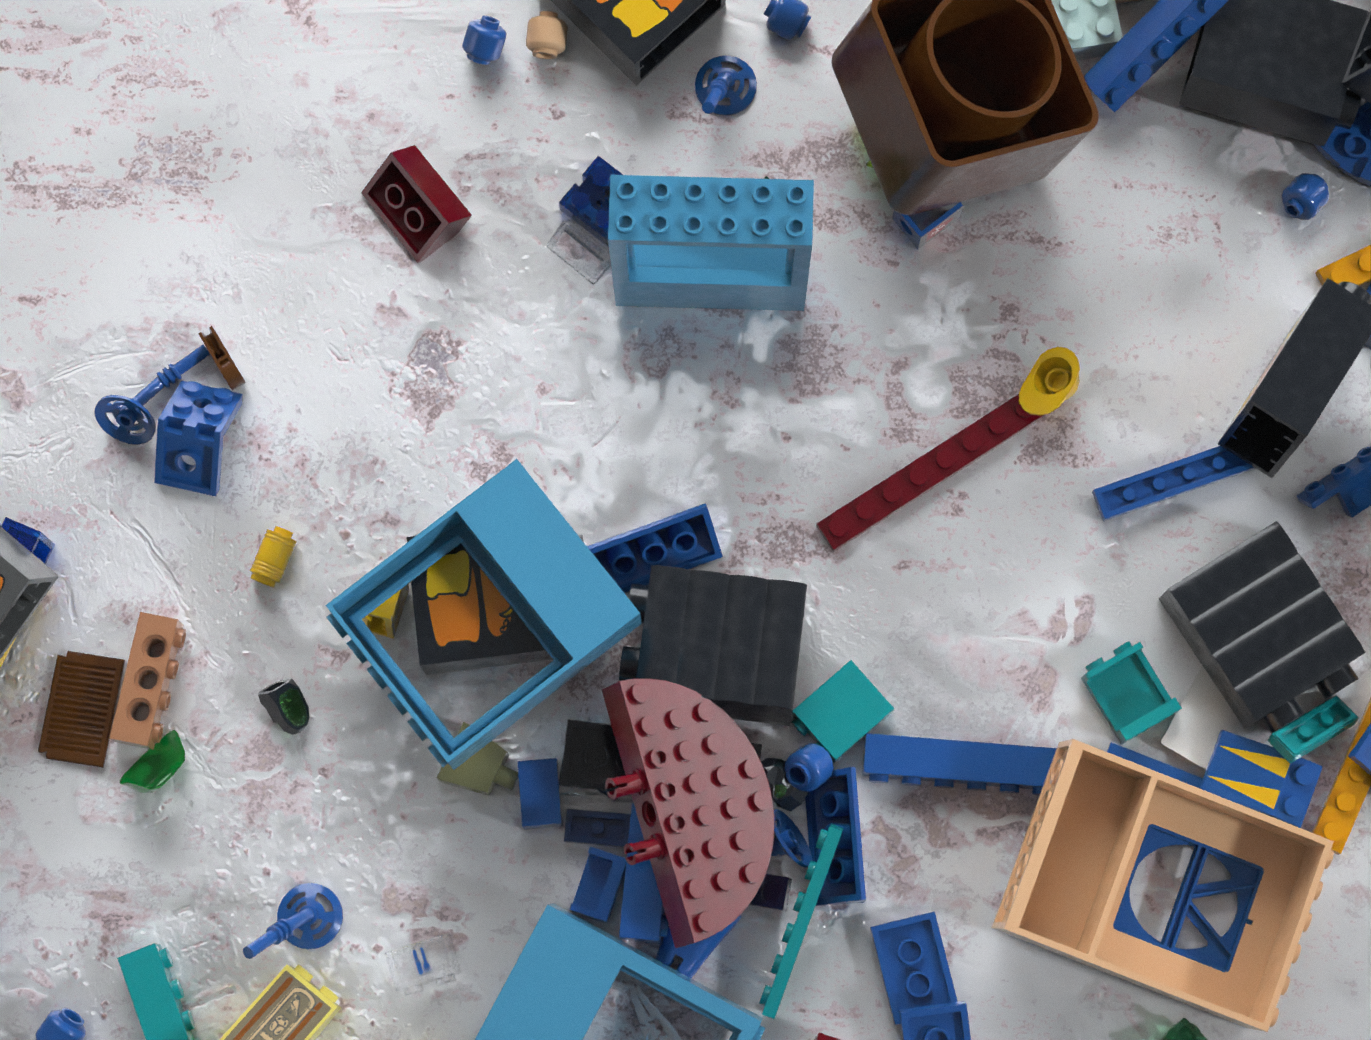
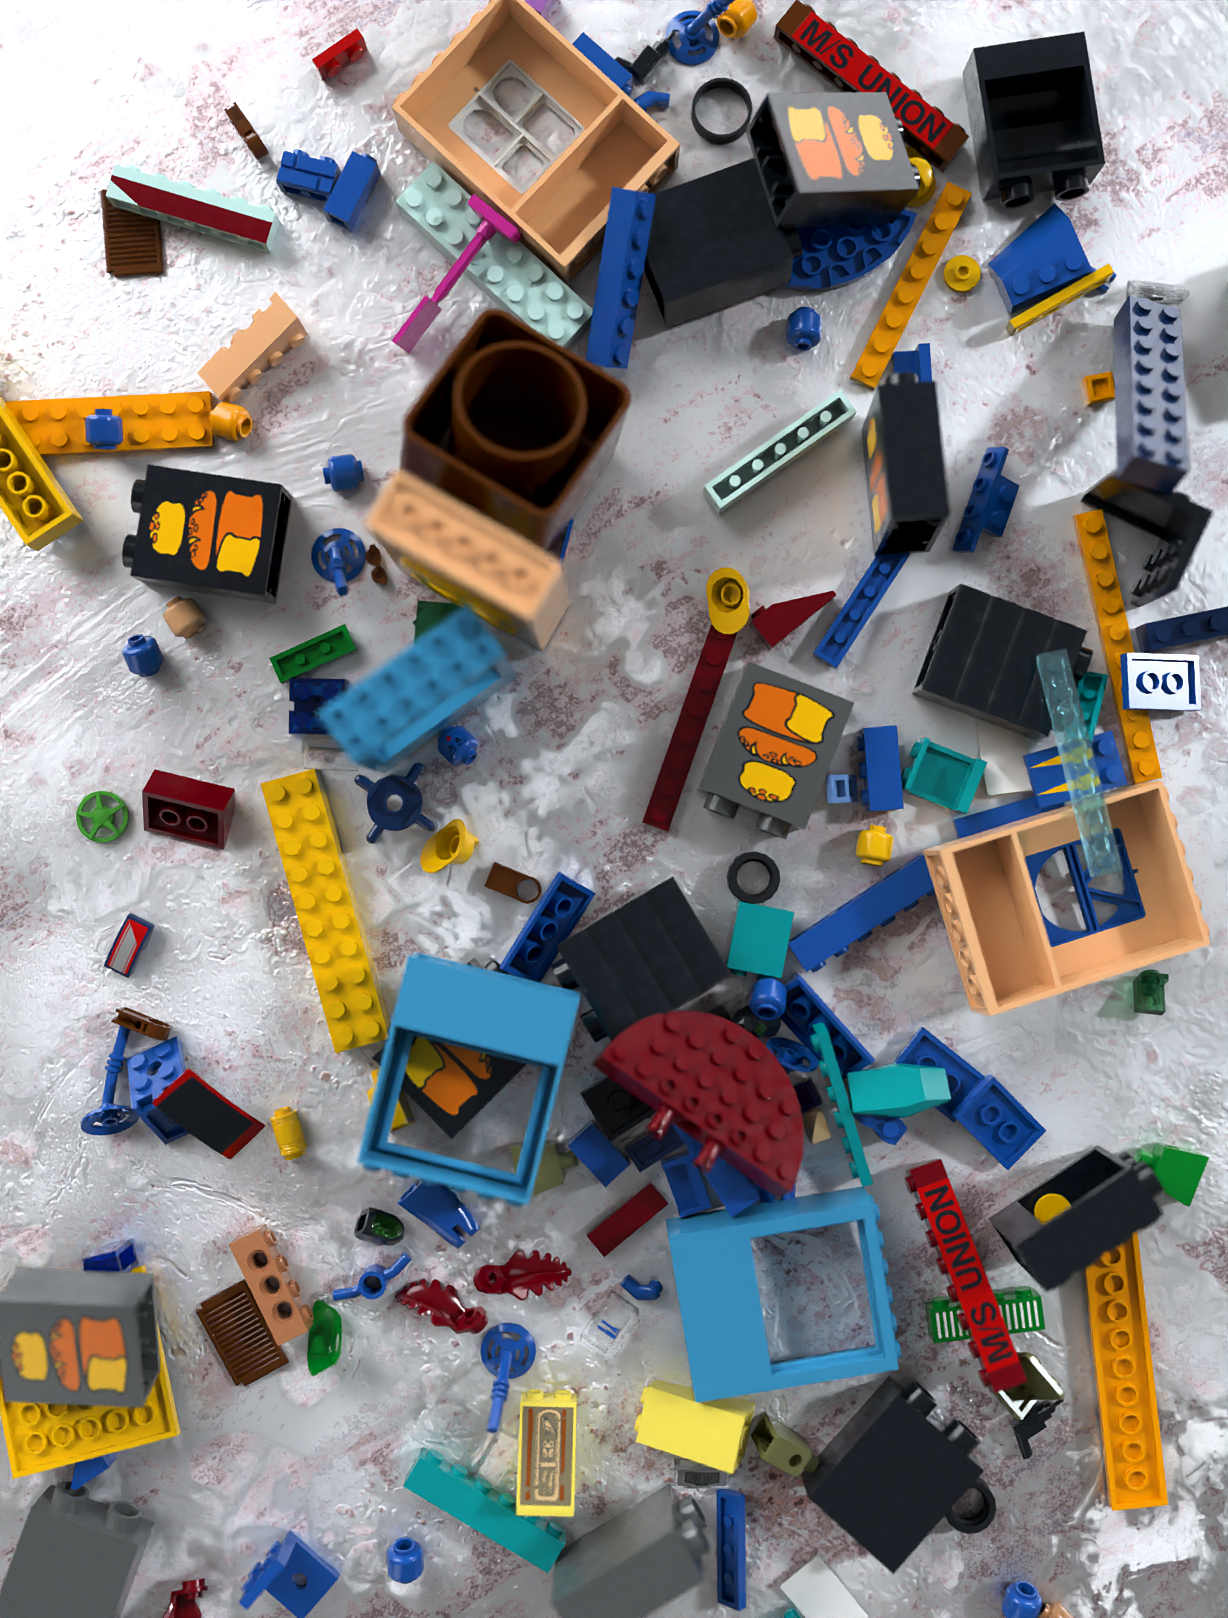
camera: 35 degrees left, 10 degrees up
(218, 481) = (207, 1114): none -> black sticker
(226, 748) = (379, 1271): none -> blue piece
(266, 281) = (128, 945): none -> slope
(285, 824) = (443, 1307): none -> dark red plant
(334, 153) = (102, 816): none -> bright green wheel
(355, 729) = (440, 1210): none -> blue piece
(380, 850) = (522, 1275): none -> dark red plant
(468, 381) = (327, 910): none -> yellow brick
(477, 956) = (642, 1292): none -> blue arm
(517, 878) = (627, 1219): none -> dark red tile
(608, 352) = (411, 803): none -> dark blue plate
(623, 411) = (448, 846): none -> yellow piece
(635, 151) = (313, 654): none -> green plate
(650, 483) = (507, 880): none -> reddish brown piece
(701, 327) = (457, 745): none -> blue head
(755, 110) = (374, 558): none -> reddish brown piece
(761, 925) = (815, 1125): none -> tan slope
(828, 971) = (886, 1128): none -> blue brick
(836, 134) = (470, 561): none -> light nougat panel
(865, 946) = (897, 1090): none -> teal piece
(899, 636) = (769, 891): none -> black tyre
(988, 545) = (774, 750): none -> brick
(1016, 707) = (874, 846): none -> yellow head
(1025, 629) = (841, 788): none -> medium blue slope
(1075, 641) = (880, 768): none -> blue brick
(1090, 438) = (783, 618): none -> dark red slope
(1198, 286) = (779, 452): none -> light aqua brick
(1264, 763) = (1078, 763): none -> clear light blue plate

